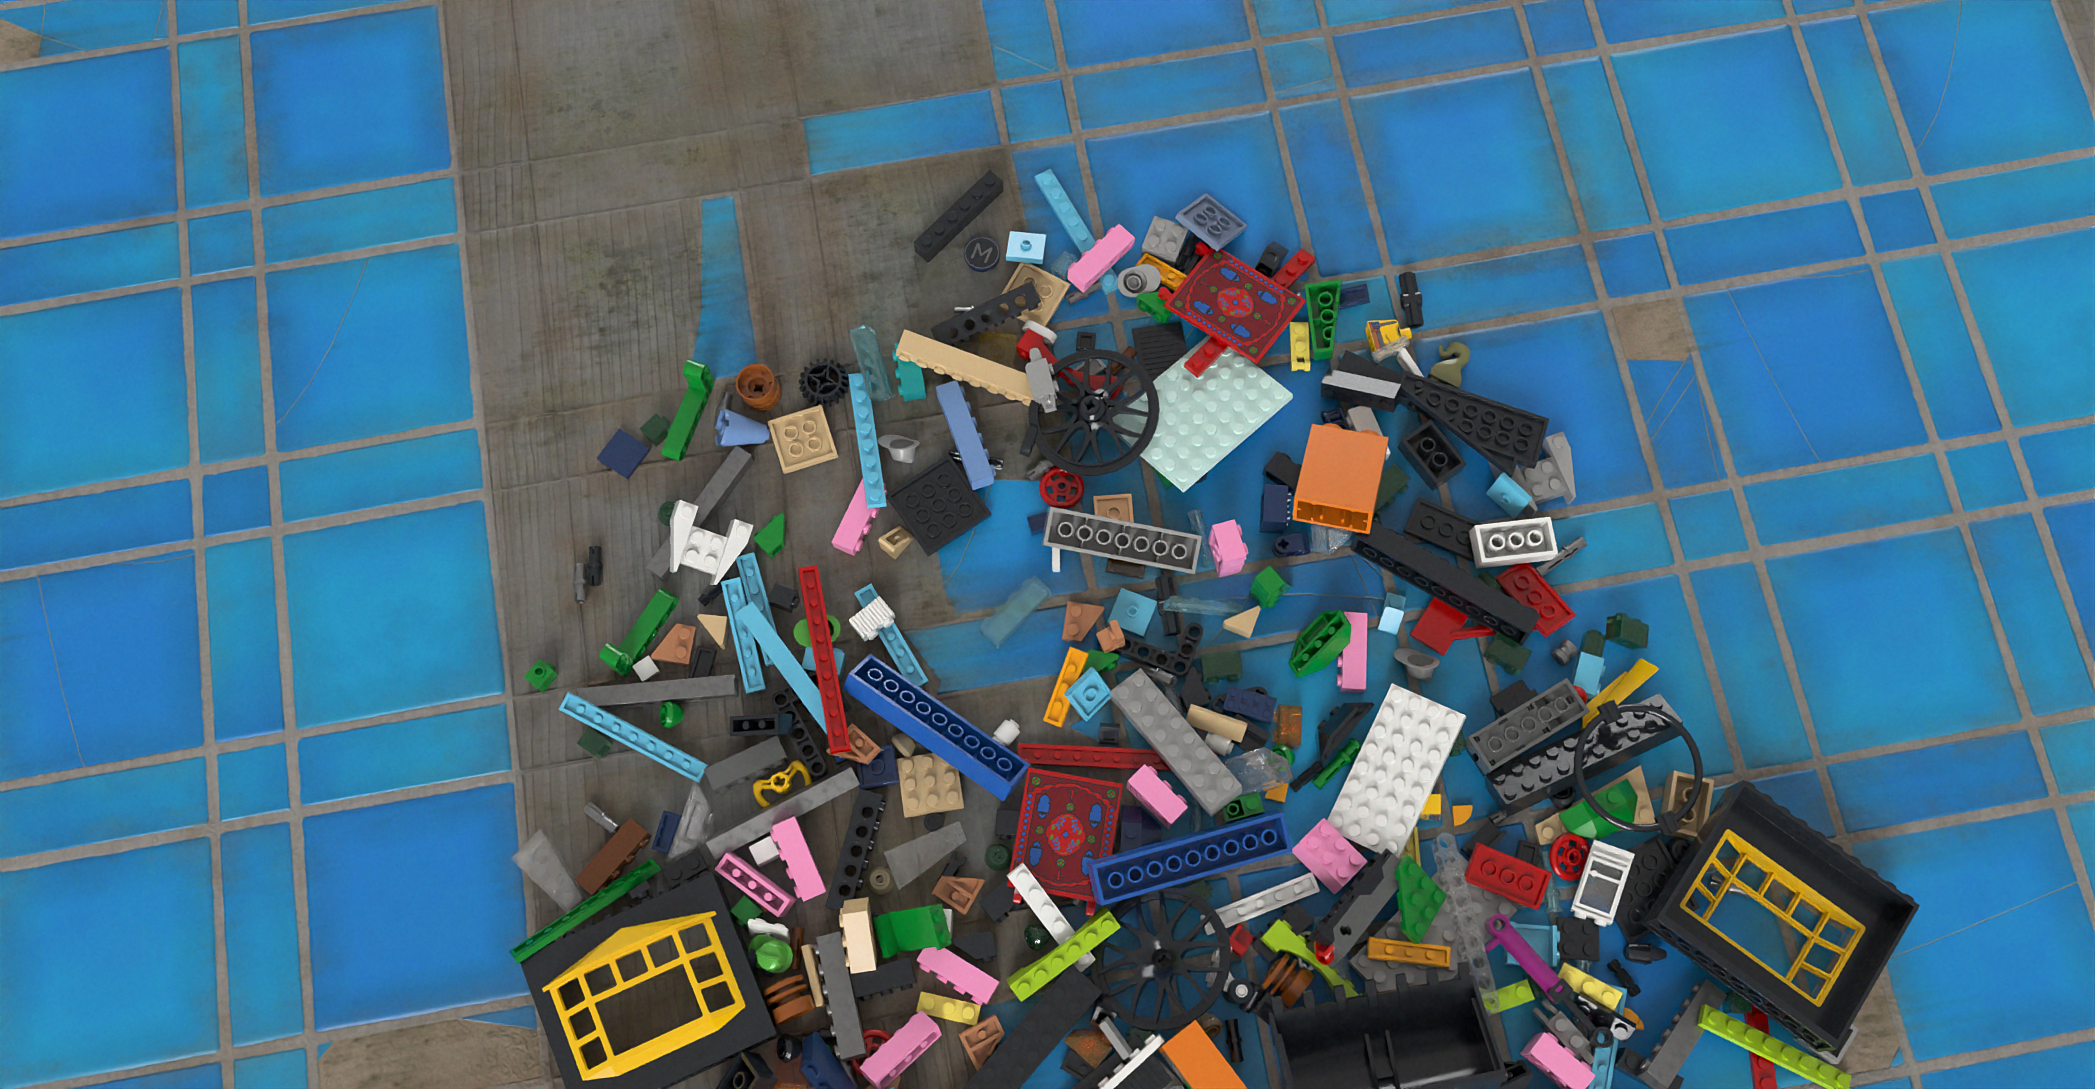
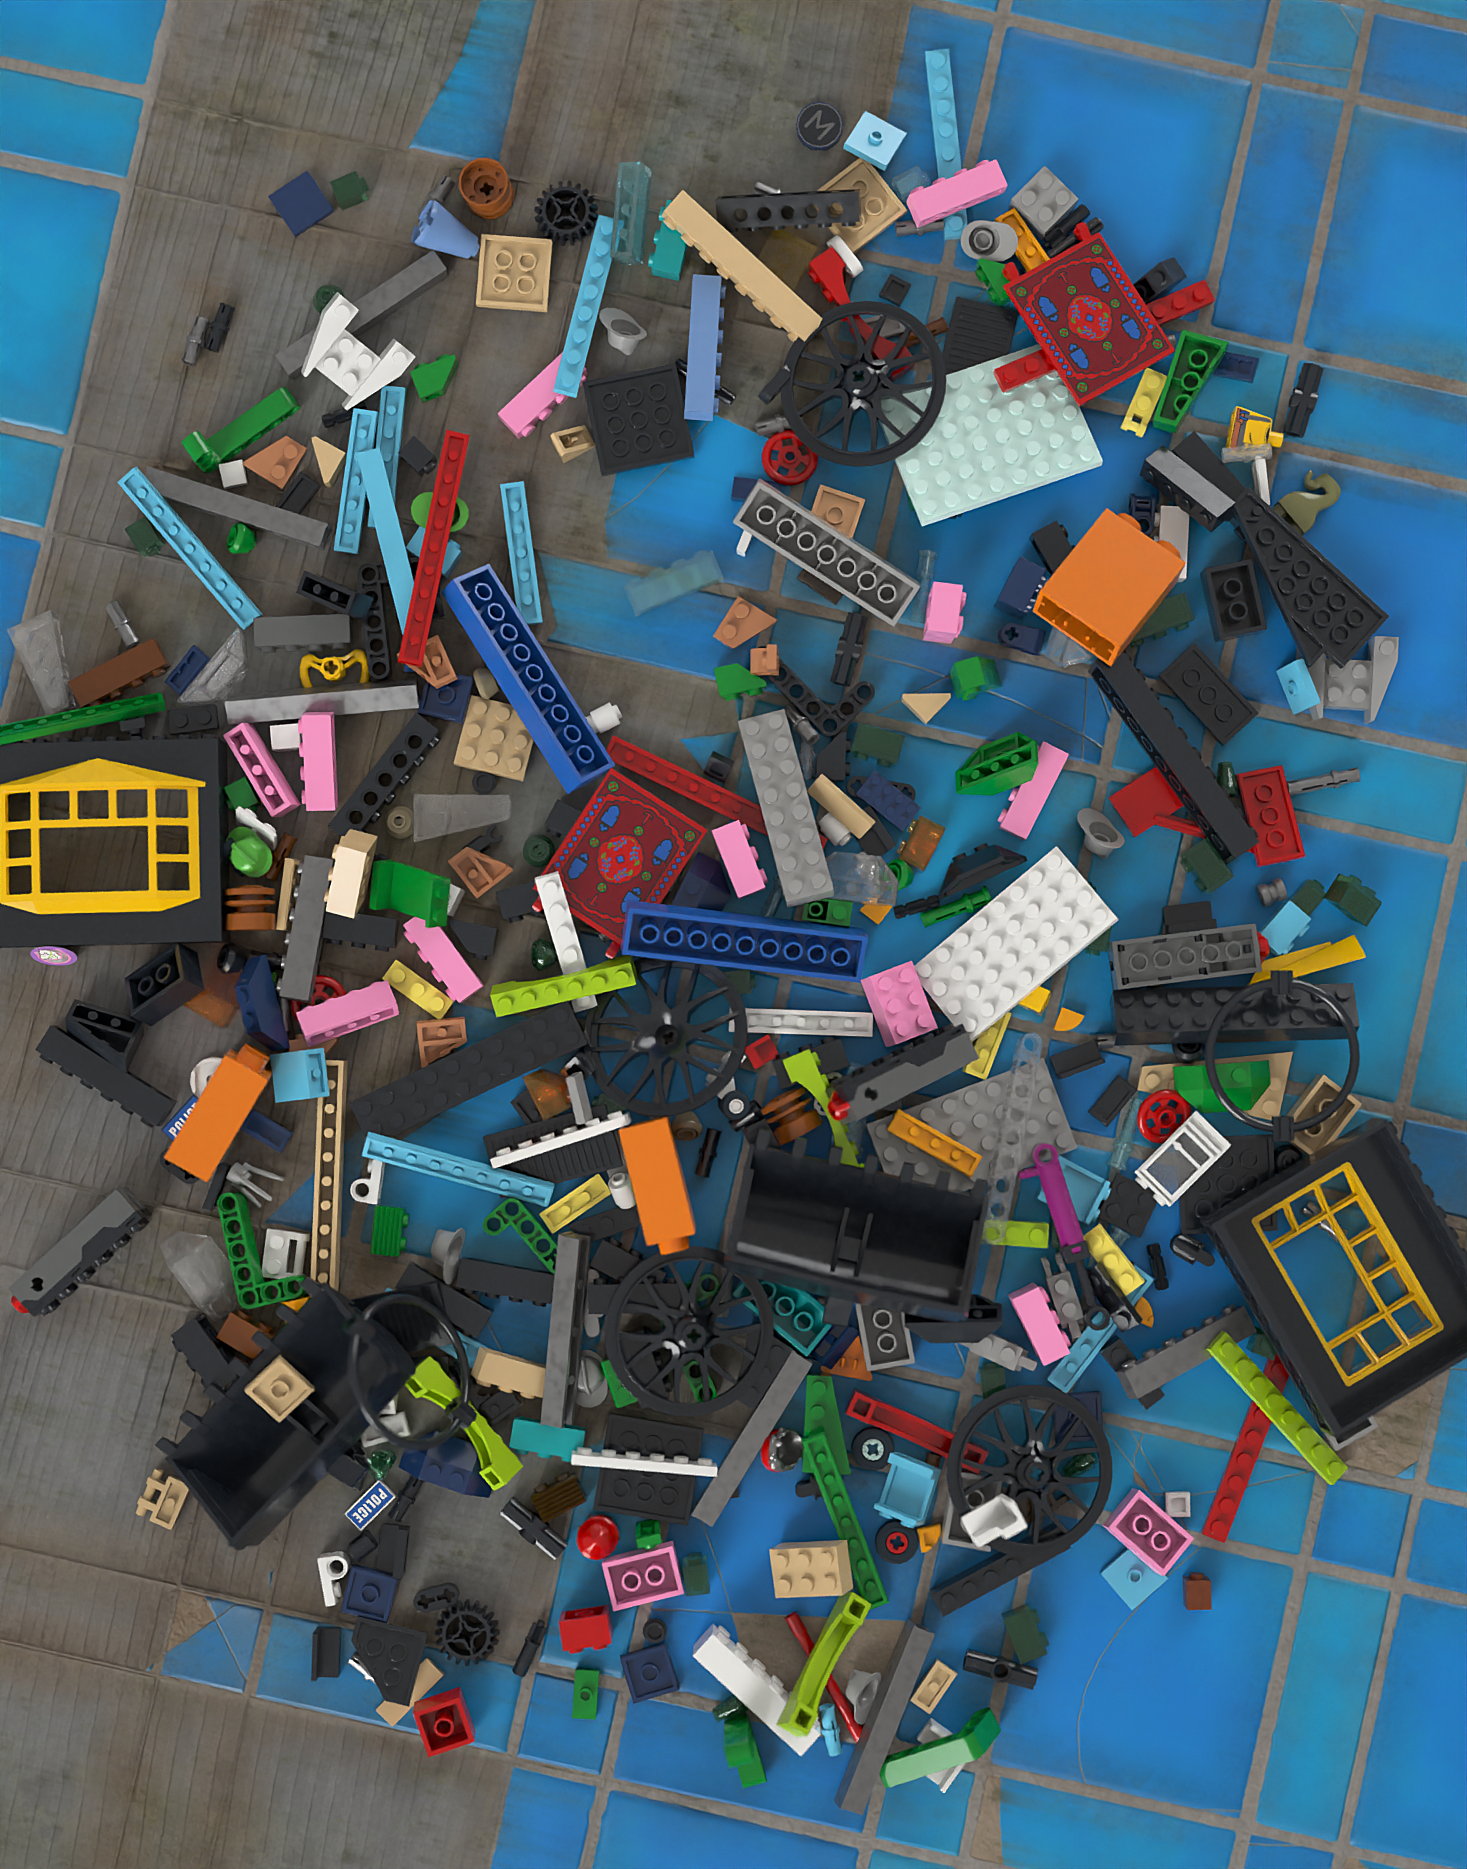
camera: 25 degrees right, 15 degrees up
(541, 675) = (113, 432): green brick -> none
(691, 409) = (396, 184): green beam -> none
(872, 619) = (507, 525): white brick -> none
(958, 216) = (811, 66): black brick -> none
(1041, 381) = (817, 320): light grey hinge -> none
(1069, 674) = (692, 694): light orange tile -> none
(1088, 694) = (714, 713): medium azure plate -> none
(1132, 612) = (805, 639): medium azure plate -> none
(1194, 605) = (896, 671): clear light blue plate -> none
(1211, 222) = (1109, 202): sand blue plate -> none
(1392, 613) = (1099, 764): medium azure slope -> none
(1417, 898) = (969, 1091): green plate -> none
(1507, 876) = (1082, 1108): red tile -> none
(1513, 542) = (1274, 744): white brick -> none

